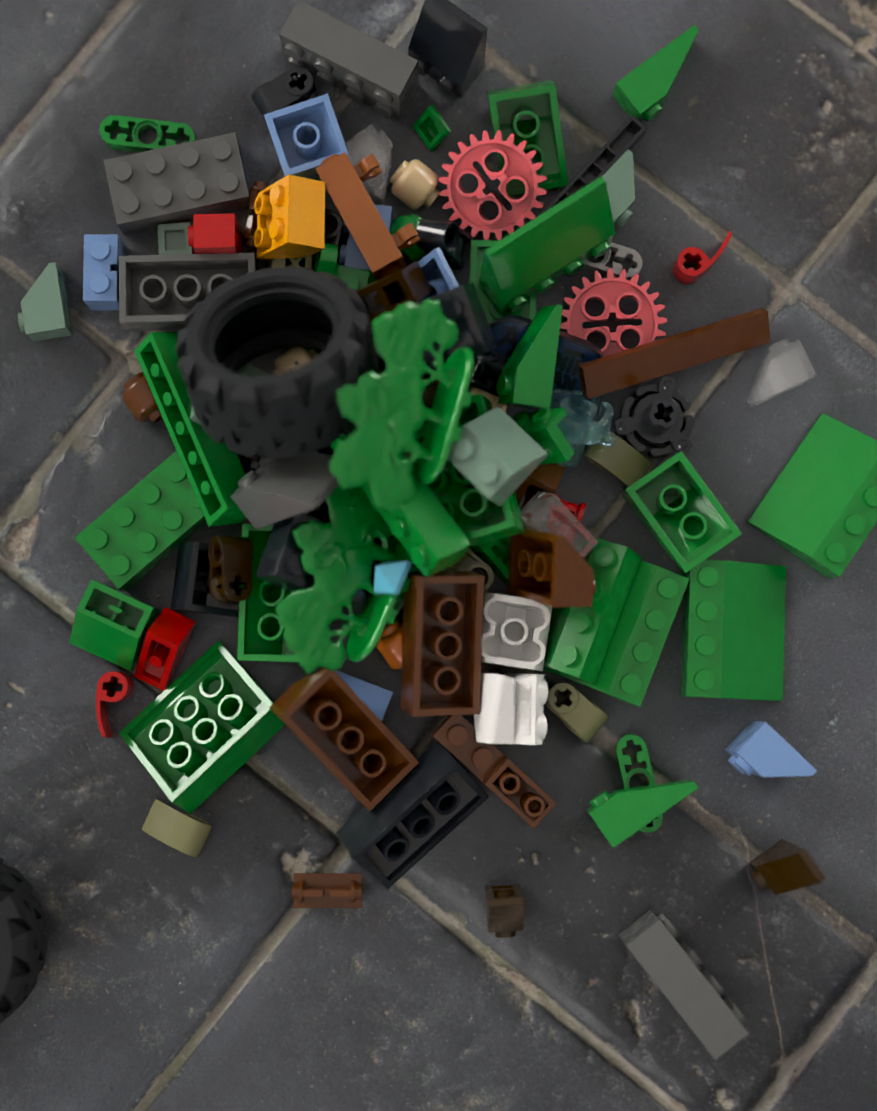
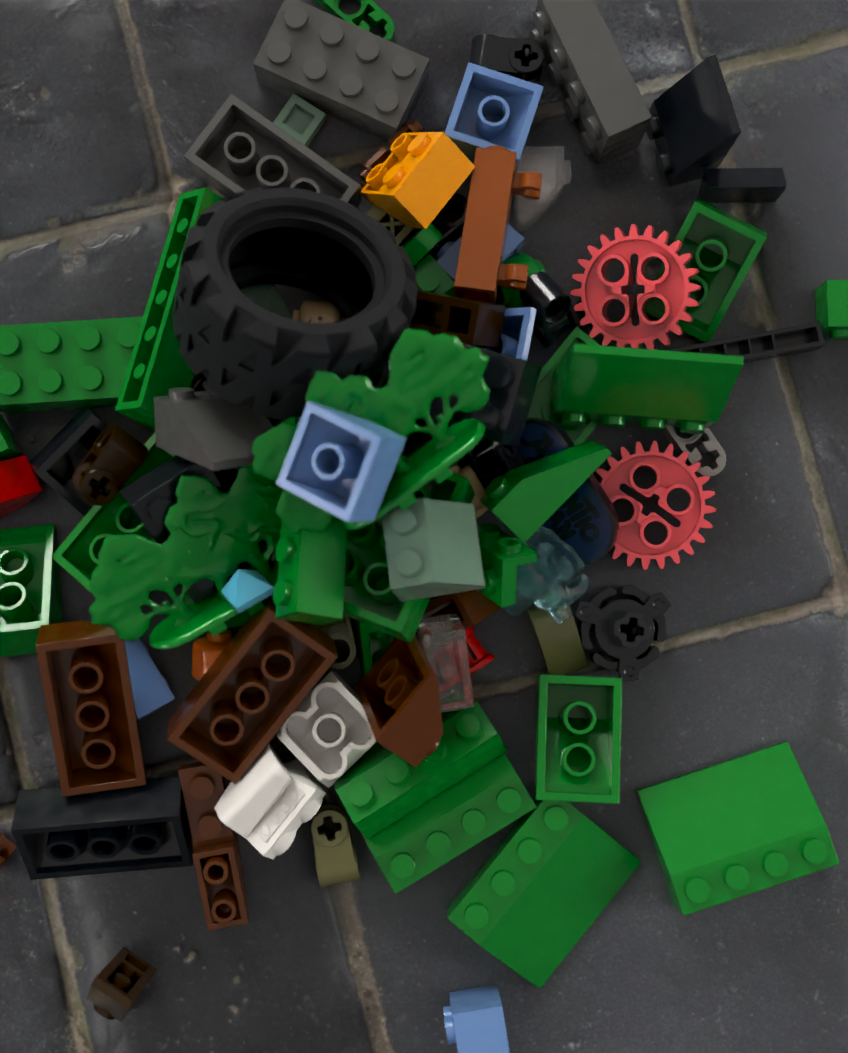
camera: 30 degrees right, 0 degrees up
(46, 307) = (133, 93): sand green slope -> none
(99, 280) = (198, 100): medium blue piece -> none
(140, 399) = (151, 242): reddish brown head -> none
(215, 234) = (337, 141): red brick -> none
(395, 439) = (340, 462): none -> medium blue slope
(414, 184) = (563, 234): tan head -> none
(431, 128) = (619, 194): green slope -> none
(510, 60) = (742, 185): none -> black slope
(621, 188) = (754, 384): sand green slope -> none
(630, 809) = (312, 985): green slope -> none
(642, 755) = (320, 985): green beam -> none
(674, 353) = (687, 579): reddish brown tile -> none
(699, 258) = (781, 507): red panel -> none
(780, 372) = (777, 672): clear slope -> none

